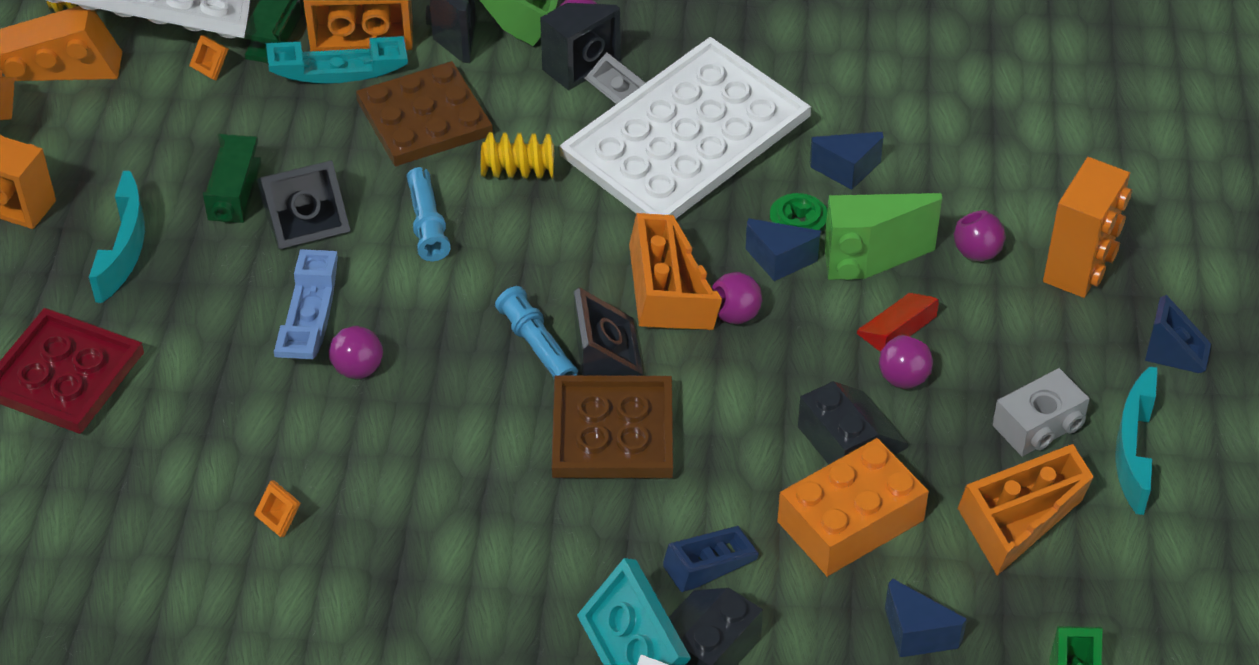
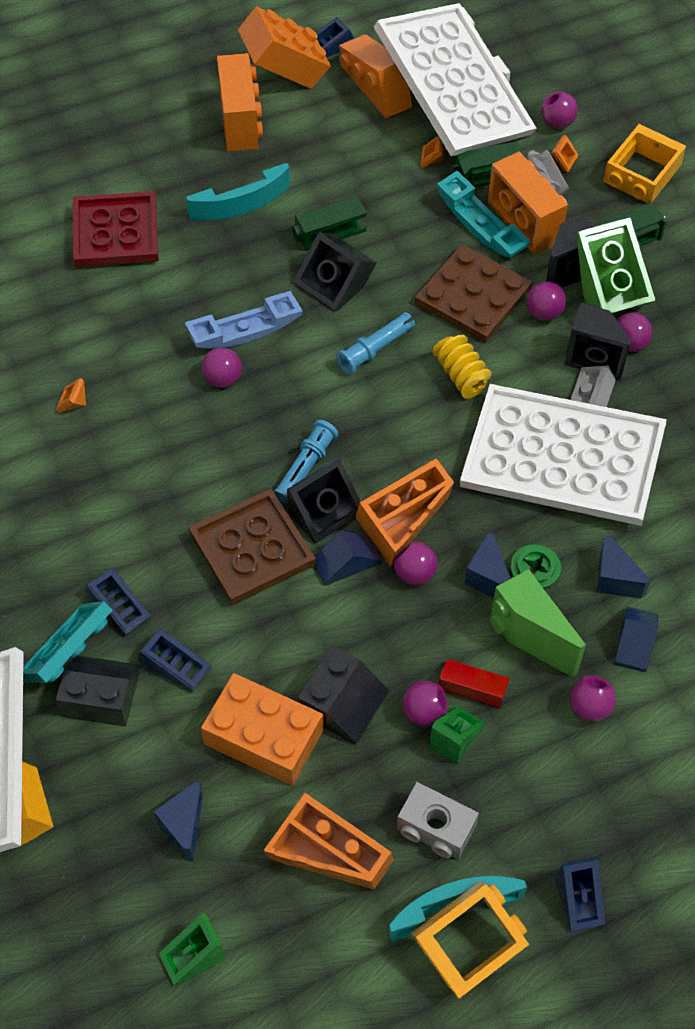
camera: 60 degrees right, 10 degrees up
(491, 59) = (546, 301): none -> magenta piece
(579, 567) = (109, 578): none -> dark blue slope
(683, 358) = (346, 556): none -> dark blue slope
(927, 173) = (636, 639): none -> dark blue slope
(956, 359) = (455, 733): none -> green slope
(1087, 227) = (635, 768): orange brick -> none
(1185, 466) = (436, 955): none -> light orange window

